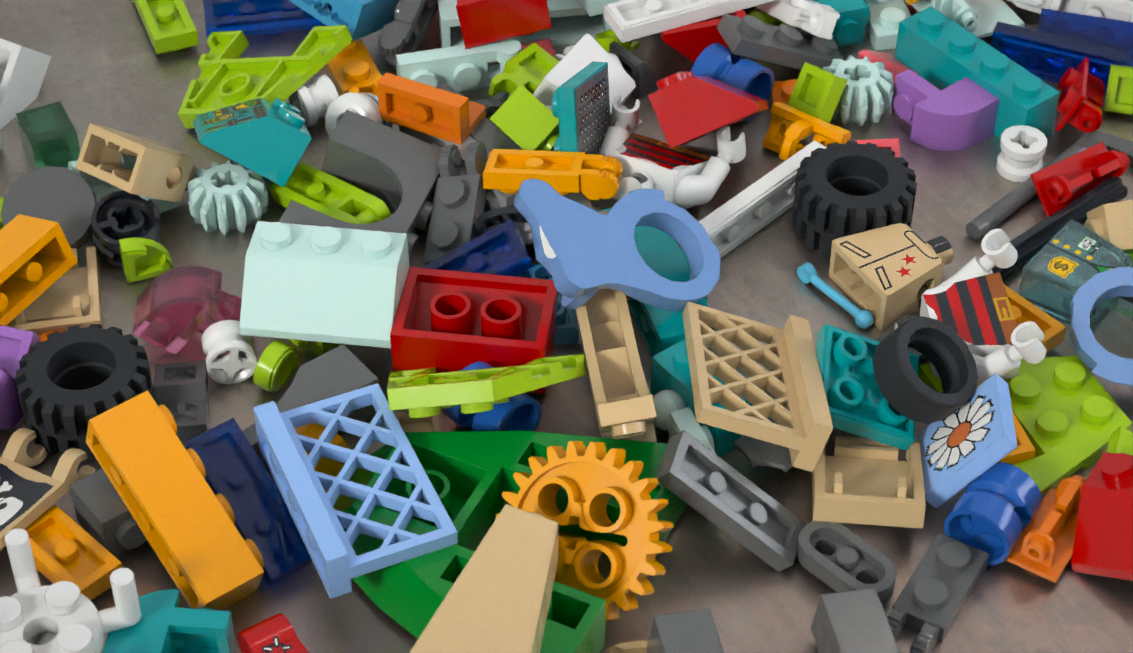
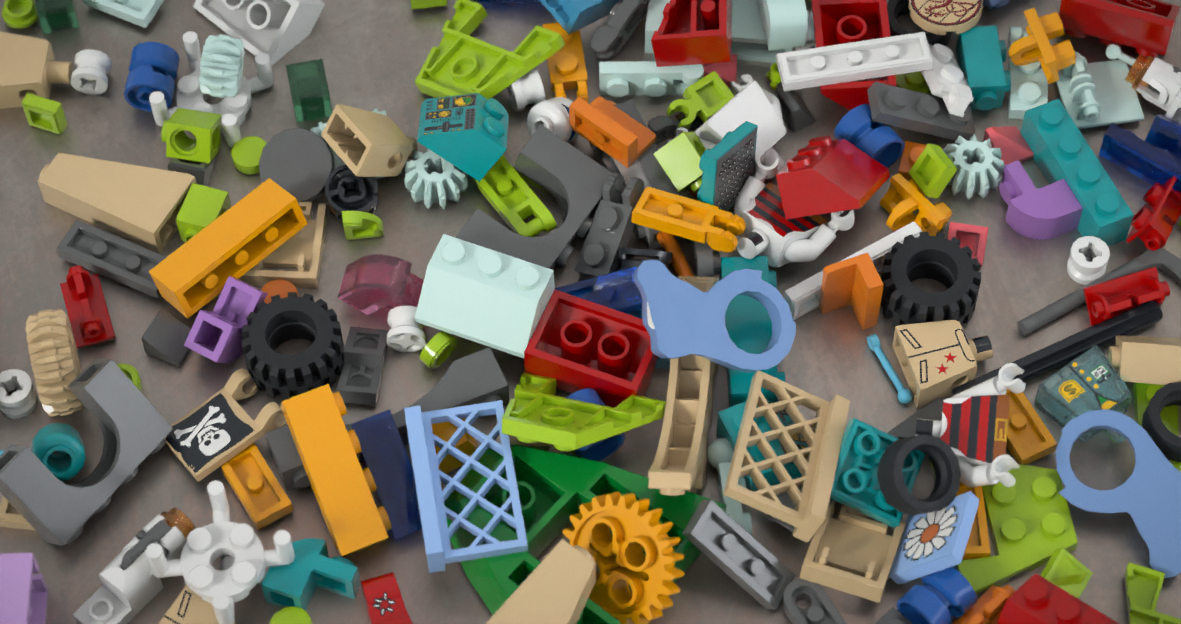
camera: 15 degrees right, 15 degrees up
(770, 212) = (853, 284): none -> orange panel

